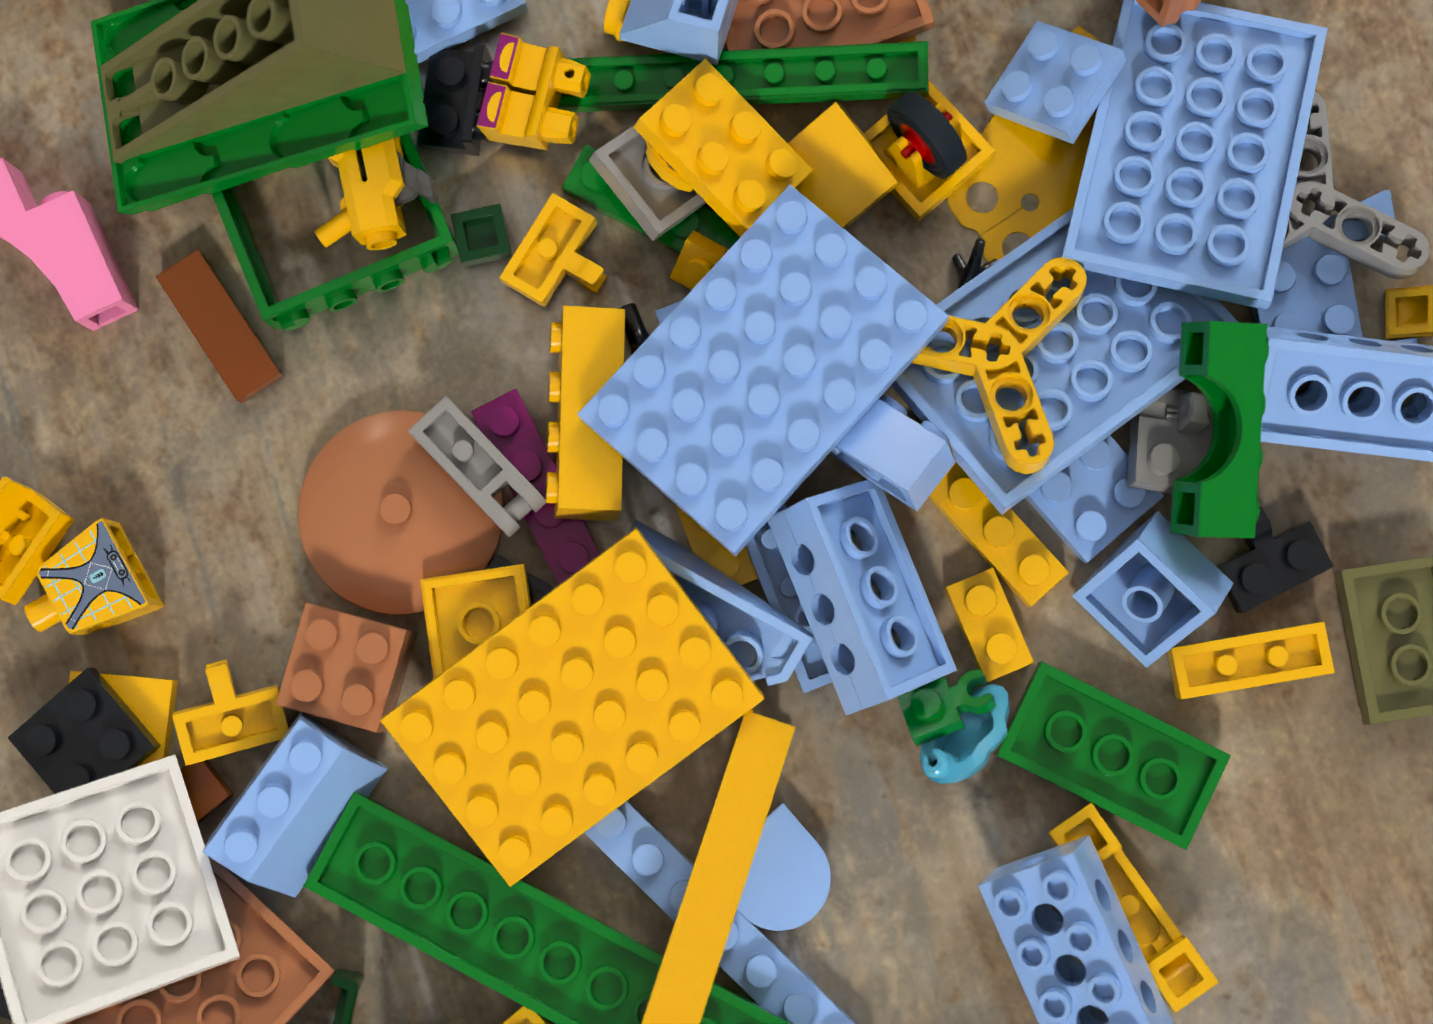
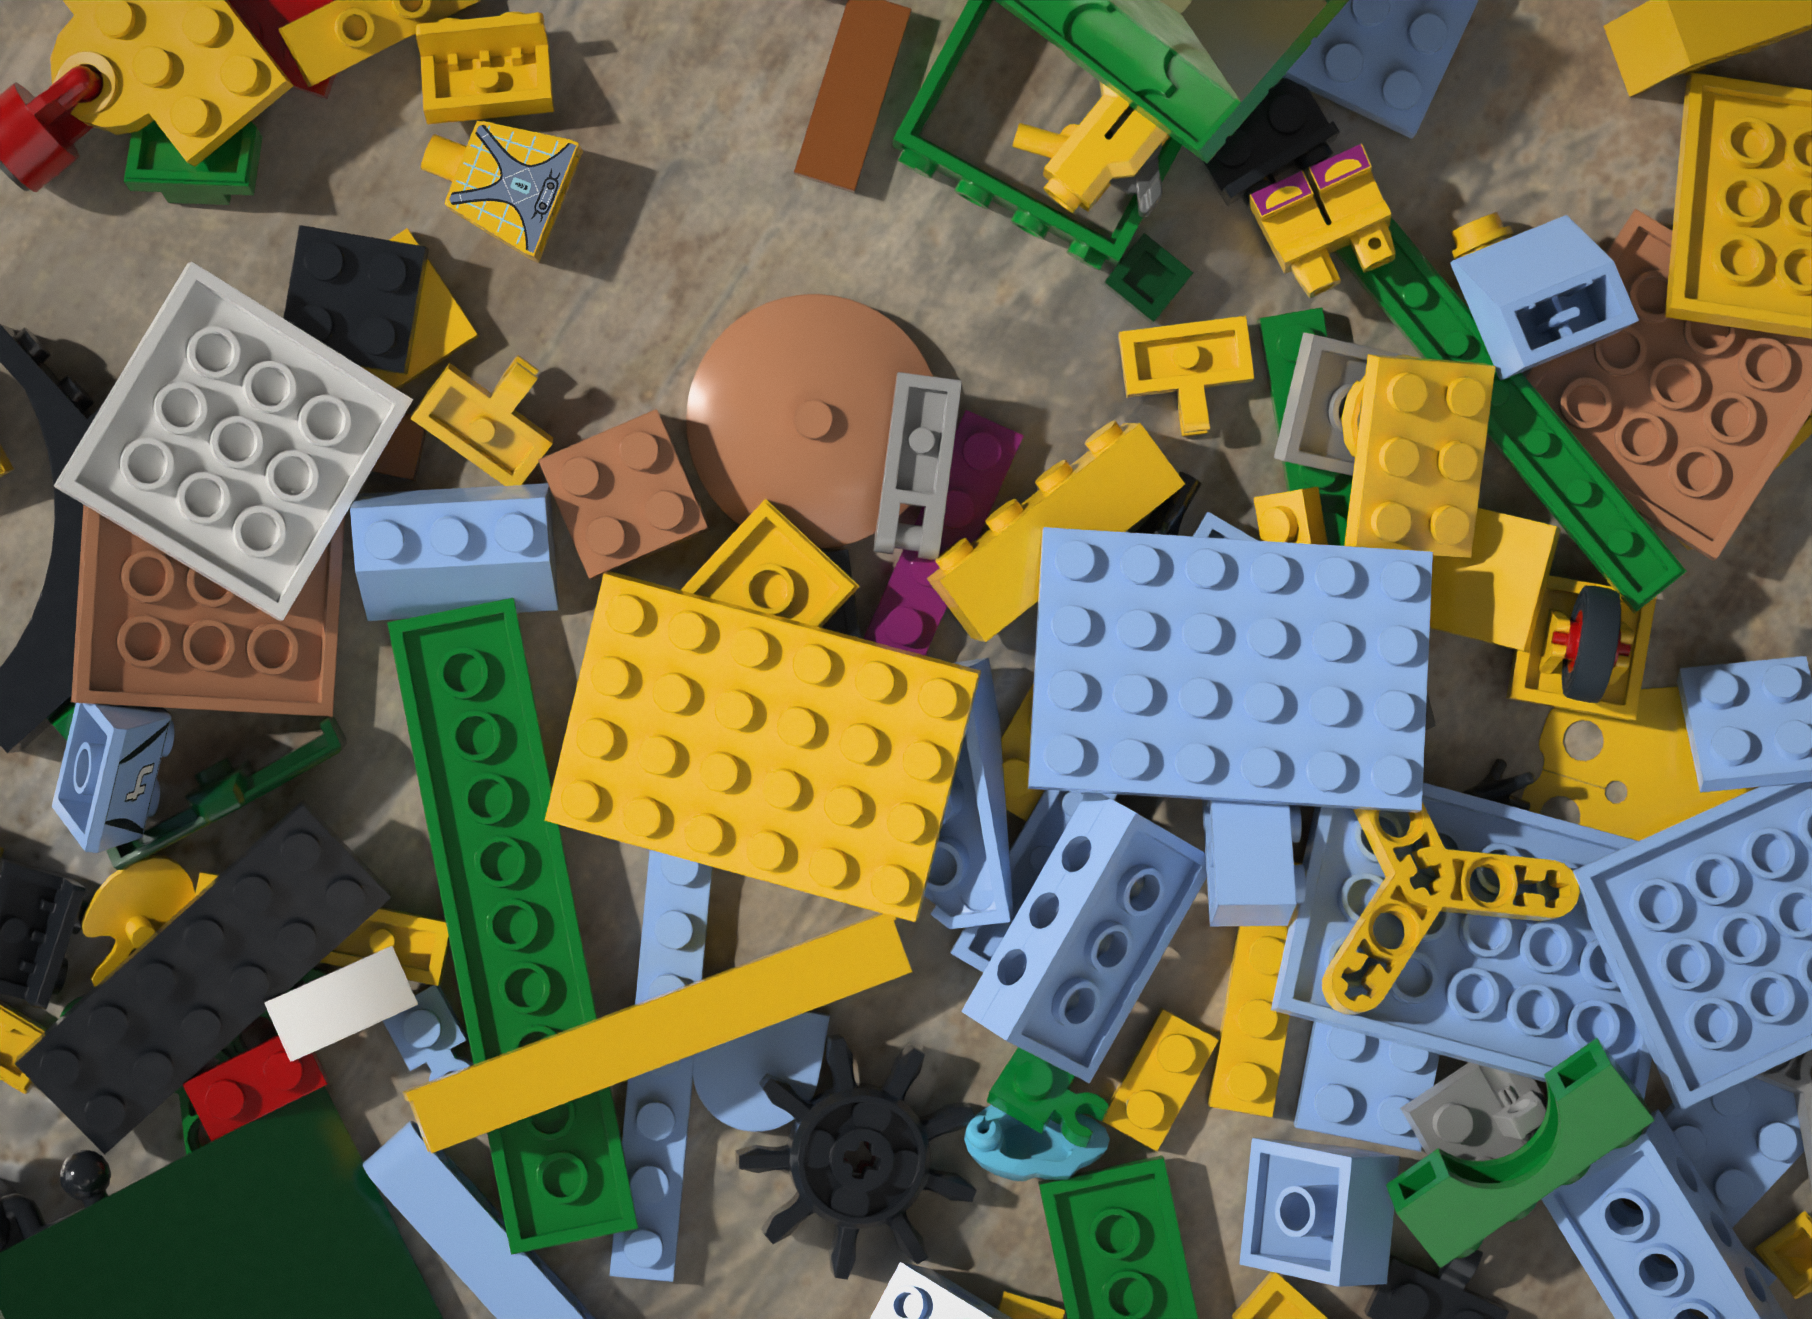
camera: 50 degrees right, 5 degrees up
(918, 859) = (878, 1188): none -> black gear

